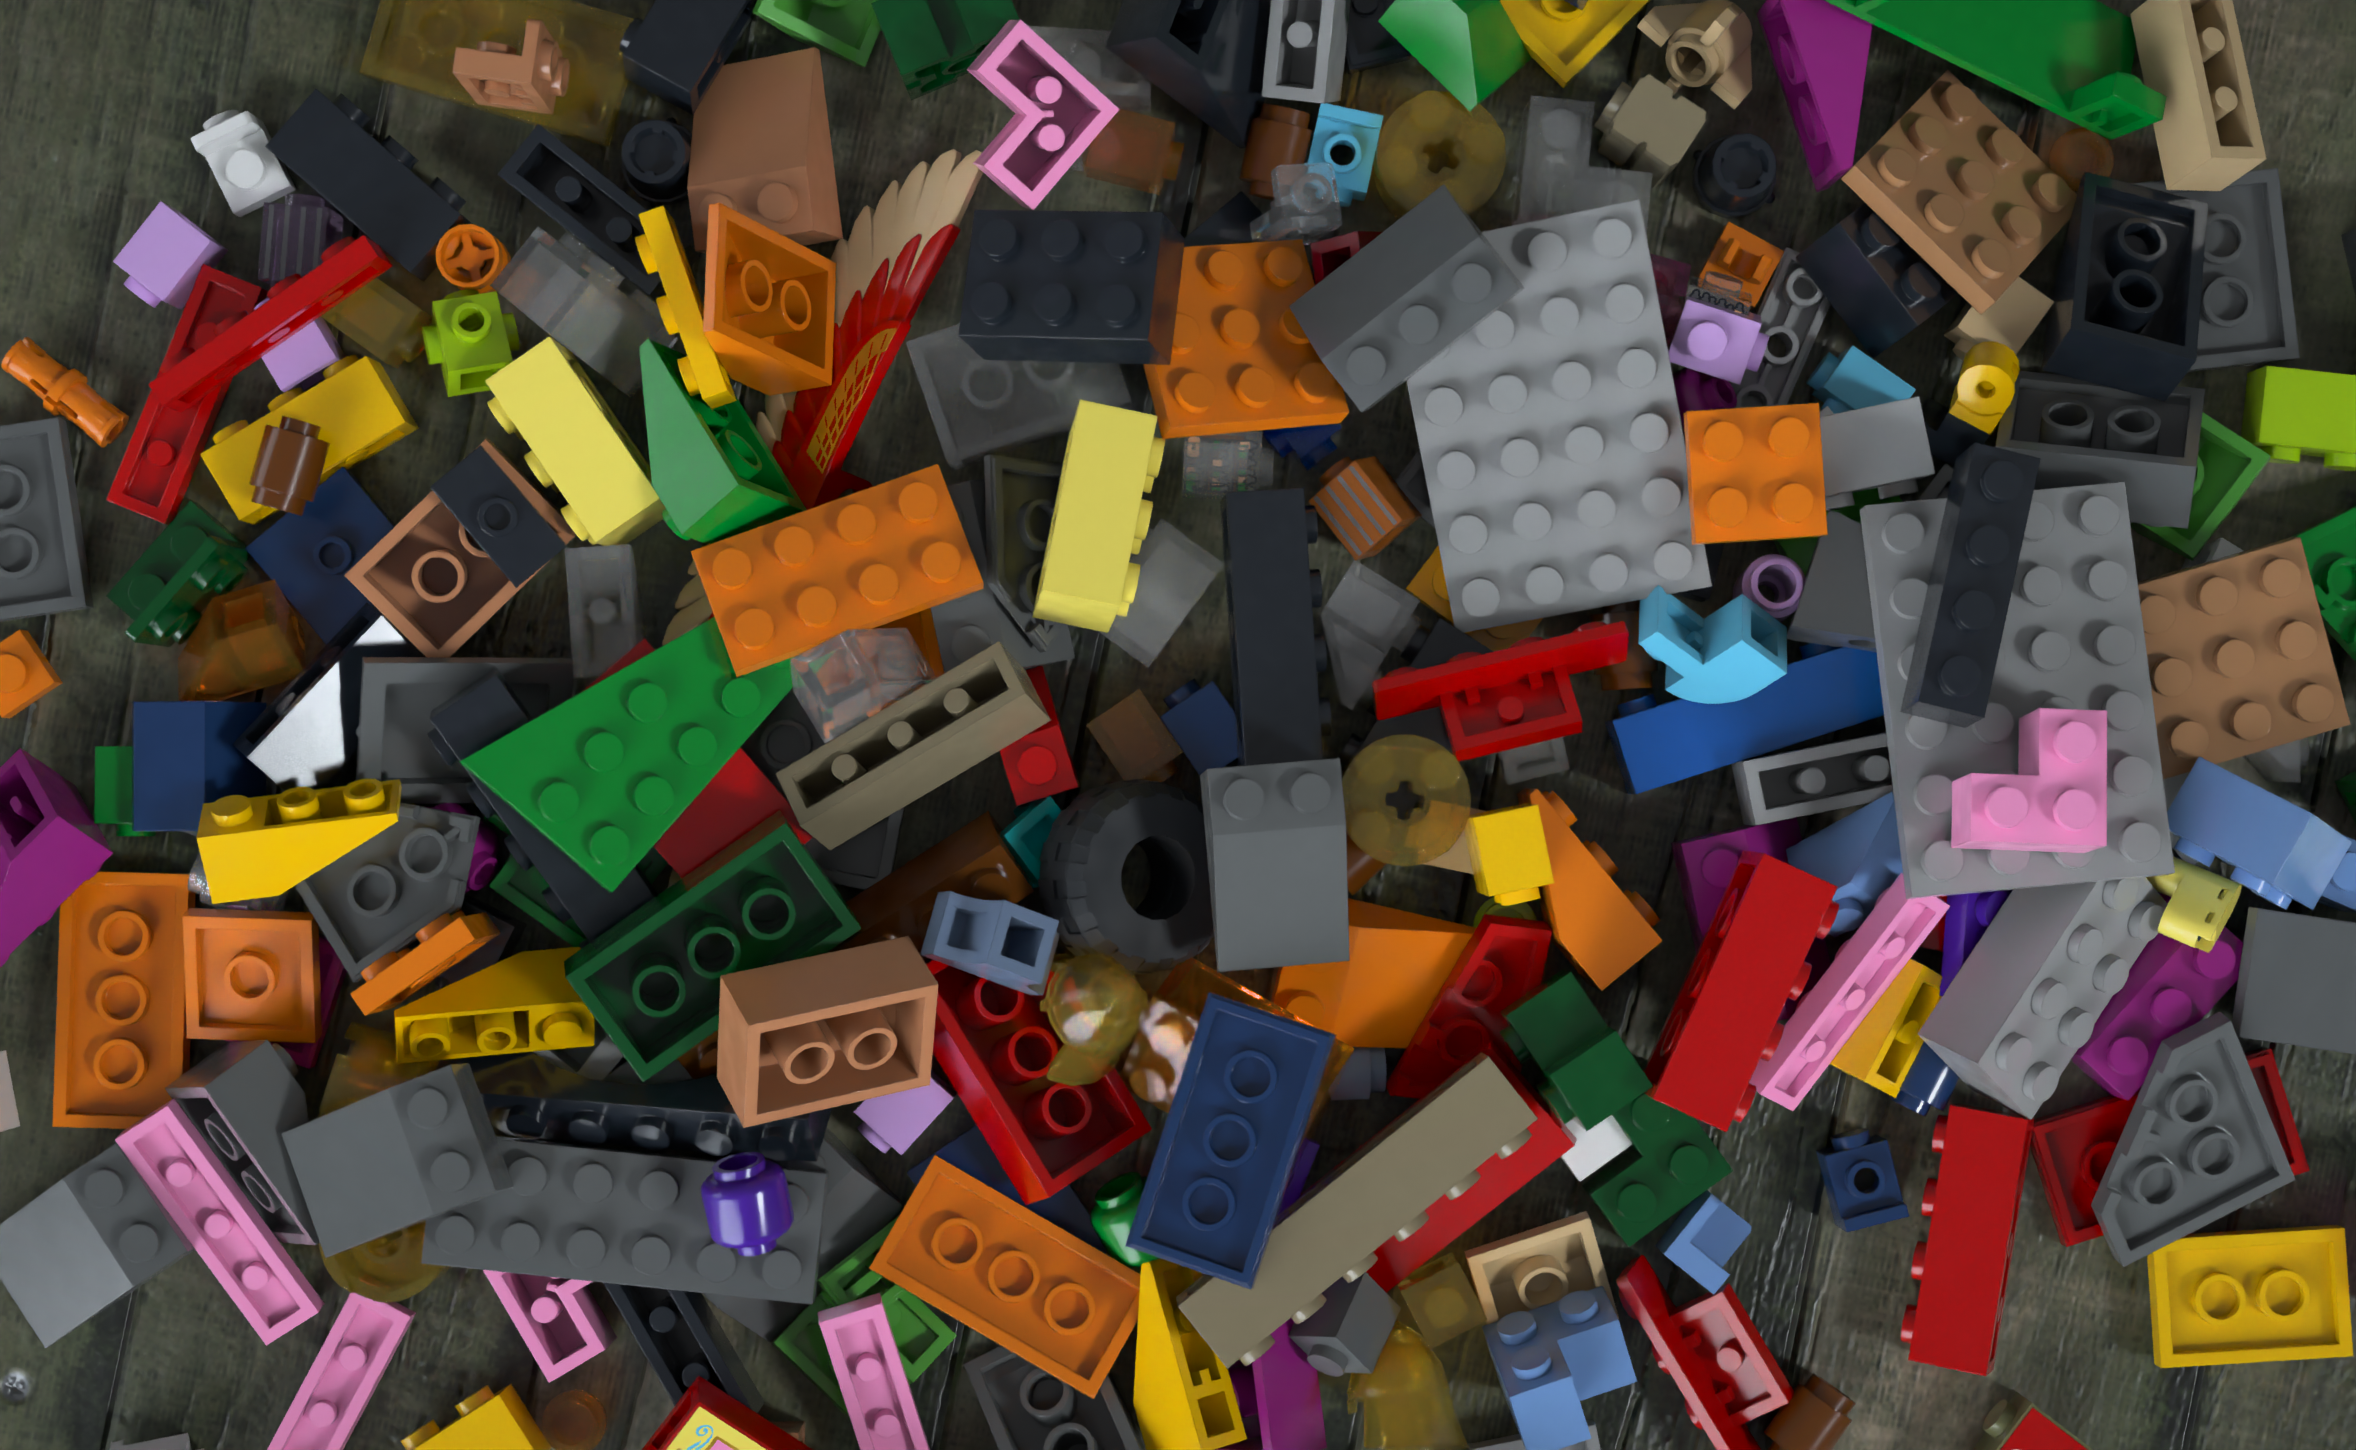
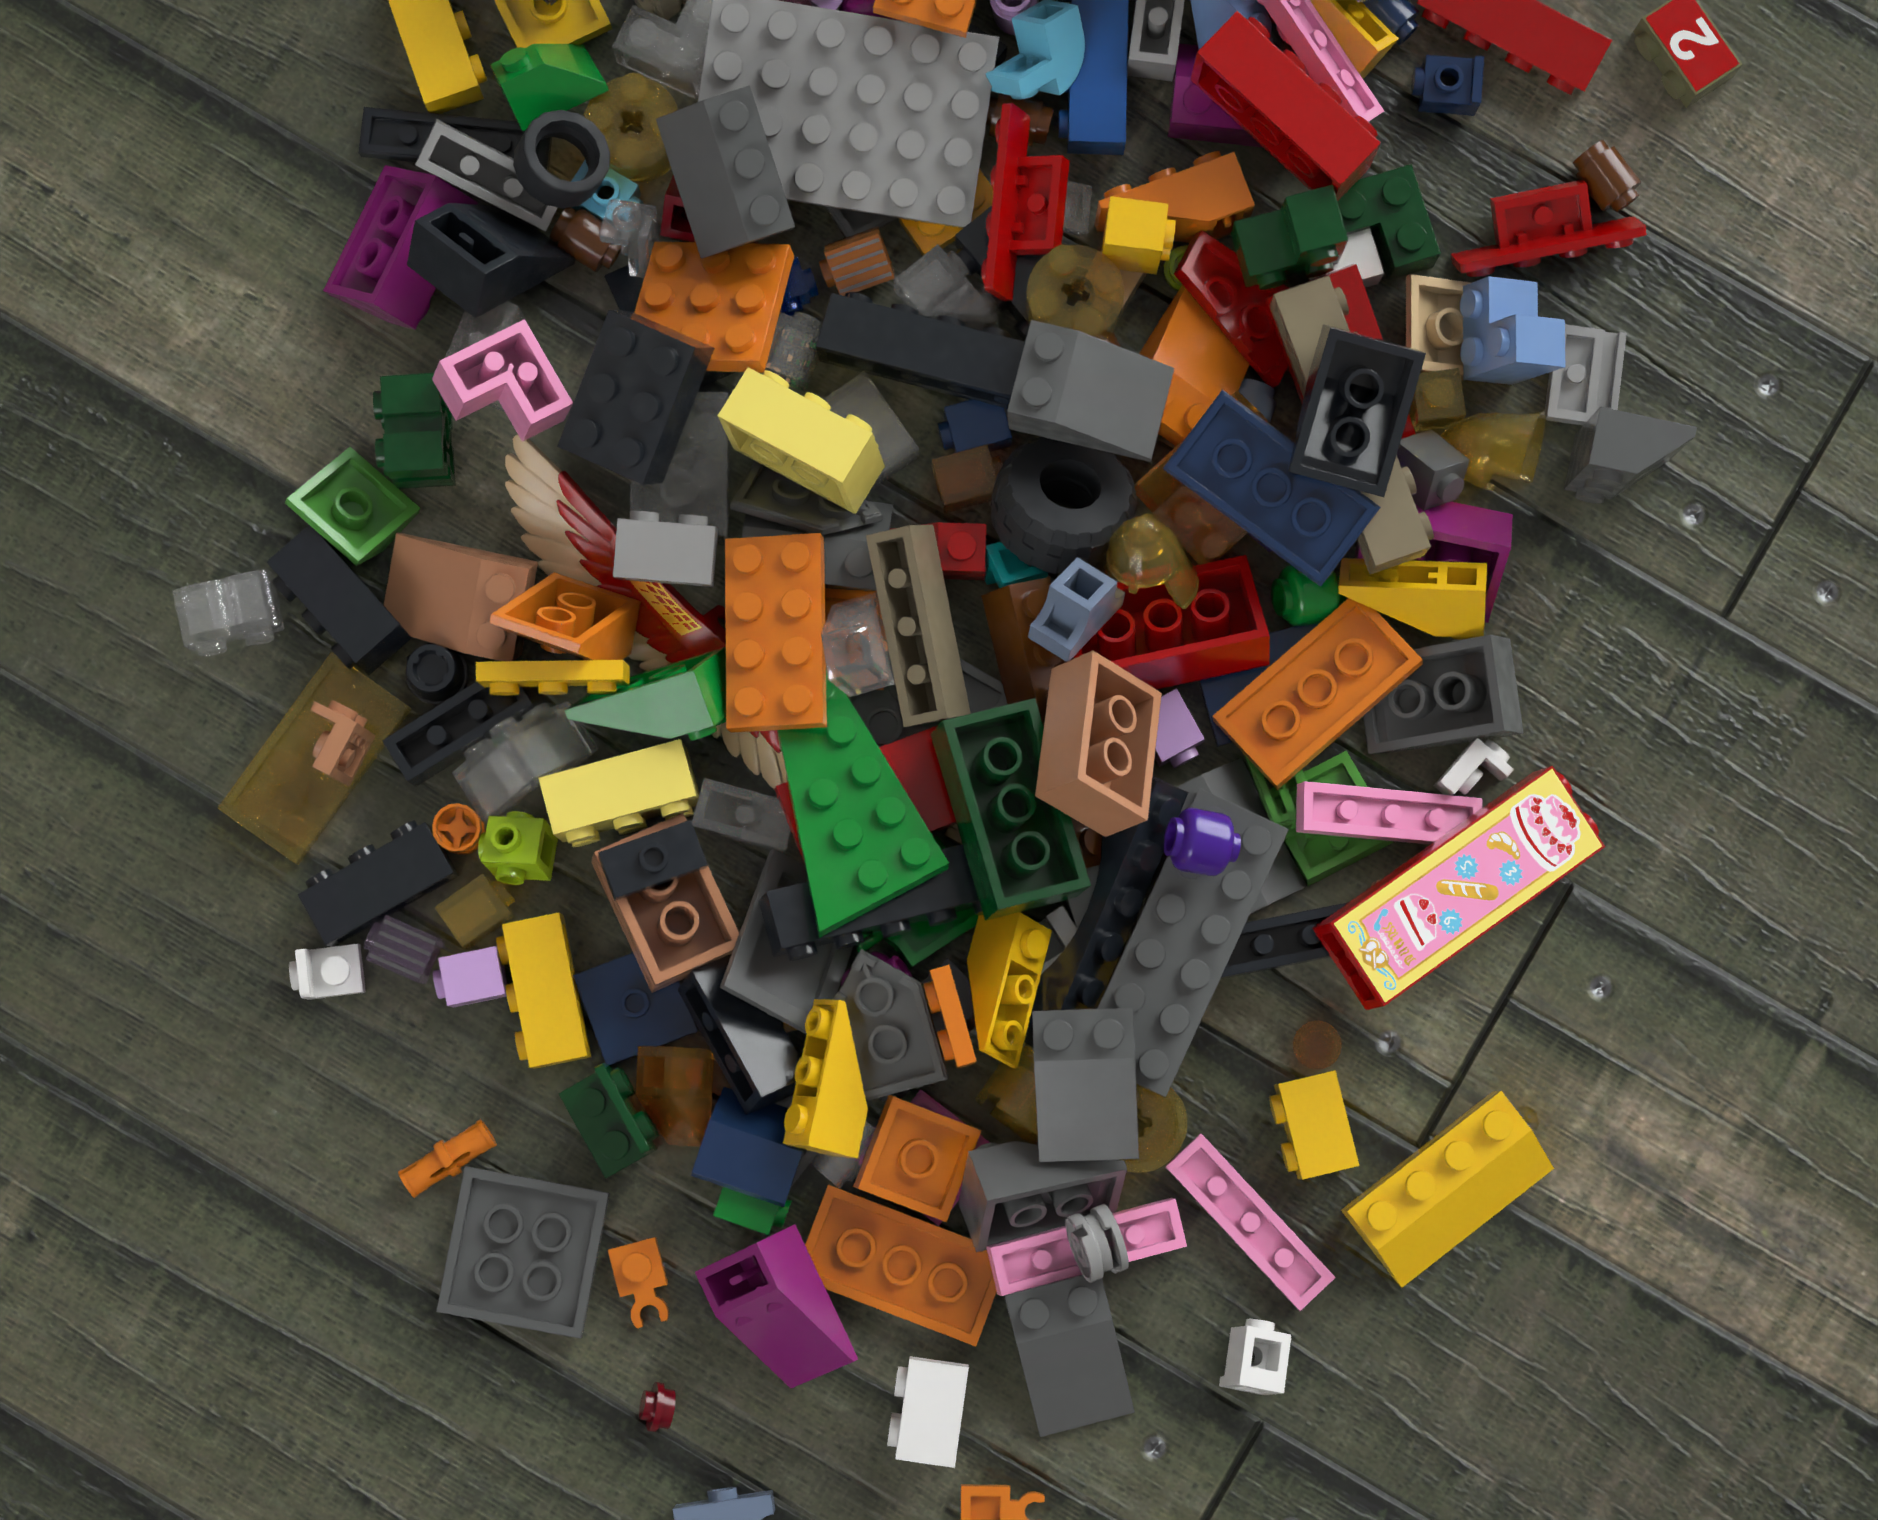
camera: 75 degrees left, 5 degrees down
(167, 257) = (378, 1047): lavender brick -> none
(167, 441) = (481, 1069): red plate -> none
(214, 1225) = (1096, 1243): none -> light grey wheel
(248, 337) = (459, 999): red plate -> none
(288, 465) = (562, 1000): reddish brown brick -> none
(554, 1319) = (1235, 1025): bright pink brick -> none
(894, 394) = (665, 550): none -> light grey brick
(1135, 152) = (556, 331): clear orange brick -> none
(1365, 1215) = (1355, 410): none -> black slope
(1402, 88) = (578, 132): none -> black tyre
(1704, 1240) = (1454, 207): medium blue panel -> none

